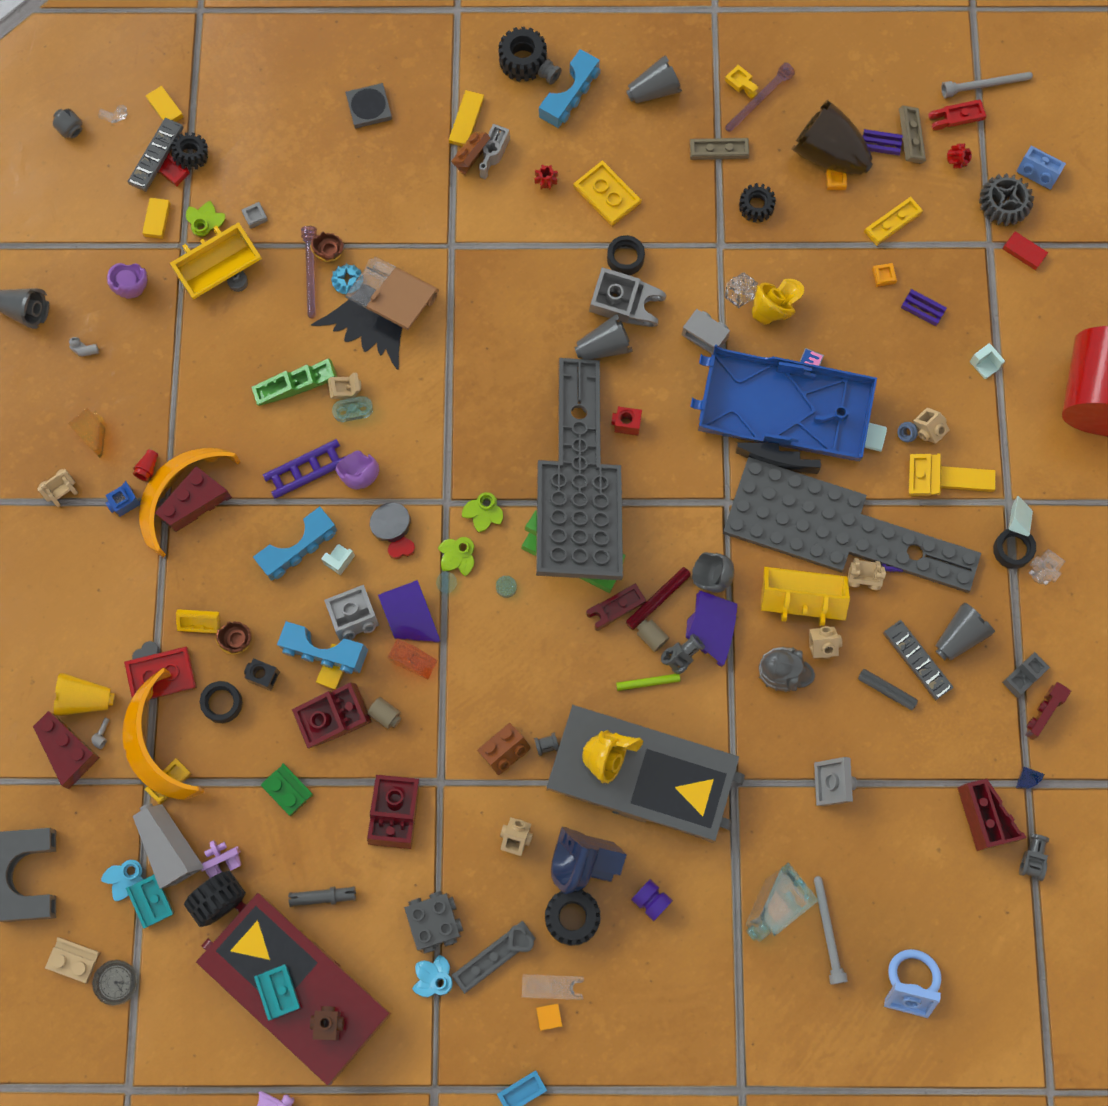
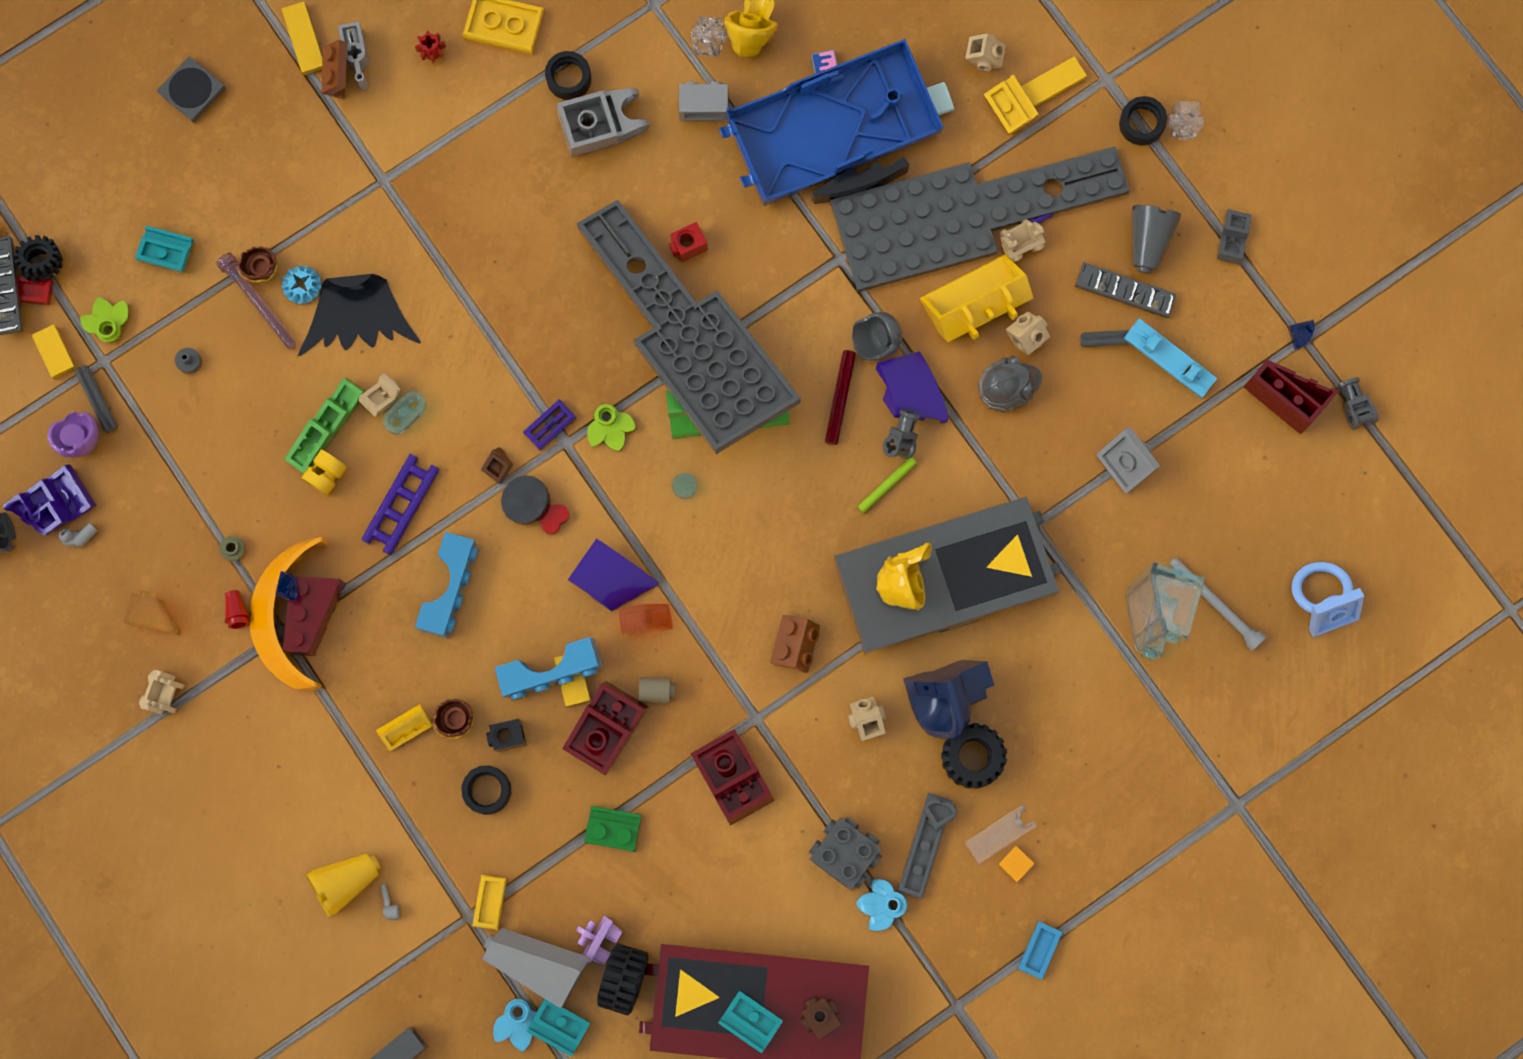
camera: 35 degrees left, 5 degrees up
(64, 749) = (364, 943): dark red wedge -> none
(83, 314) = (52, 501): none -> dark purple slope
(122, 500) = (237, 661): blue window -> none
(137, 751) = (439, 893): light orange windscreen -> none
(147, 649) = (377, 796): dark grey tile -> none
(160, 266) = (96, 399): none -> dark grey axle
(174, 428) = (237, 553): none -> olive plate
(175, 661) = (405, 805): red tile -> none
(188, 471) = (287, 586): none -> clear blue tile
(215, 260) = (152, 355): yellow piece -> none
(254, 215) = (155, 281): light grey tile -> none
(269, 413) = (324, 472): none -> yellow wheel
(275, 198) = (164, 249): none -> teal plate
(322, 896) = (722, 904): dark grey pin -> none
(338, 559) = (499, 571): light aqua panel -> none
(351, 613) = (553, 615): light grey plate -> none
(357, 470) = (456, 470): medium lavender piece -> none
(389, 486) = (497, 465): none -> reddish brown slope
(392, 292) = (360, 268): medium nougat door -> none
(429, 492) = (565, 411): none -> dark purple tile
(446, 582) = (623, 522): clear light blue tile -> none
(455, 557) = (615, 491): lime plate -> none
(546, 744) = (833, 611): dark grey bush -> none
(604, 341) = (610, 176): dark grey cone -> none
(616, 606) = (806, 431): dark red plate -> none
(652, 635) = (860, 436): dark tan brick -> none
(652, 900) = (1036, 688): dark purple wheel -> none
(902, 434) = (961, 77): sand blue plate -> none
(916, 730) = (1169, 358): none -> medium azure hinge
(1020, 517) = (1129, 87): light aqua slope -> none
(1055, 697) = (1275, 239): dark red plate -> none

